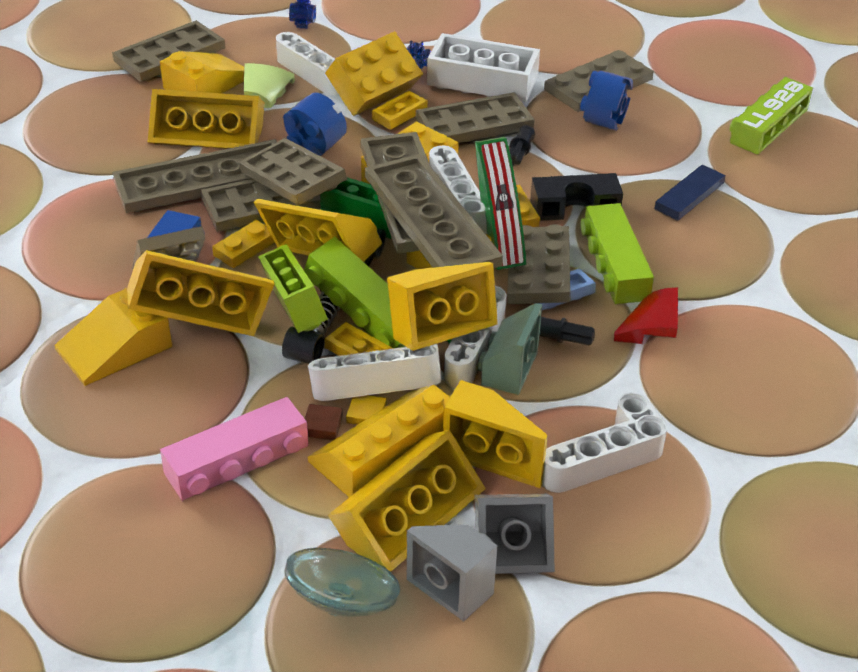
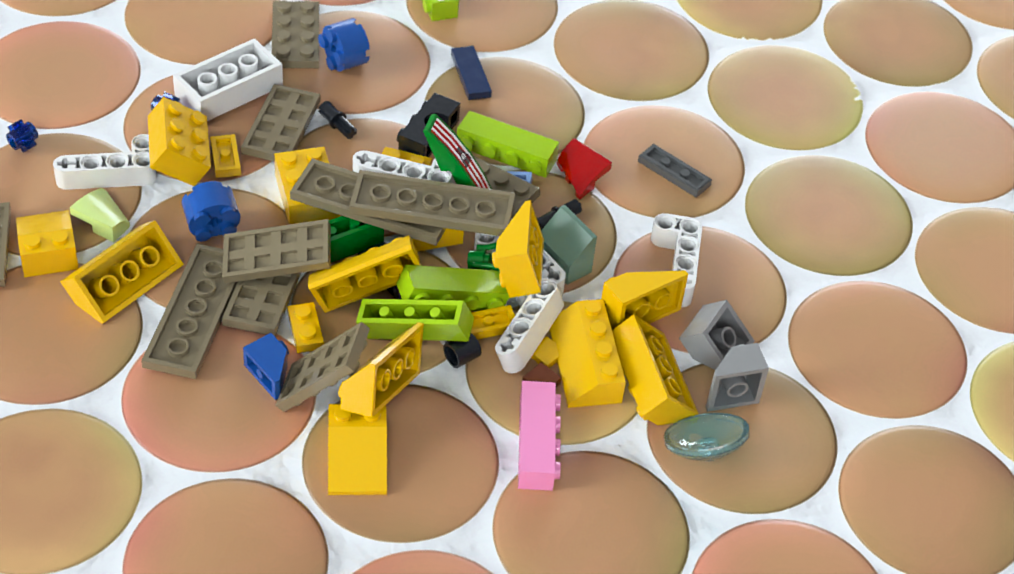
camera: 60 degrees left, 5 degrees up
(742, 390) = (674, 170): none -> dark grey tile

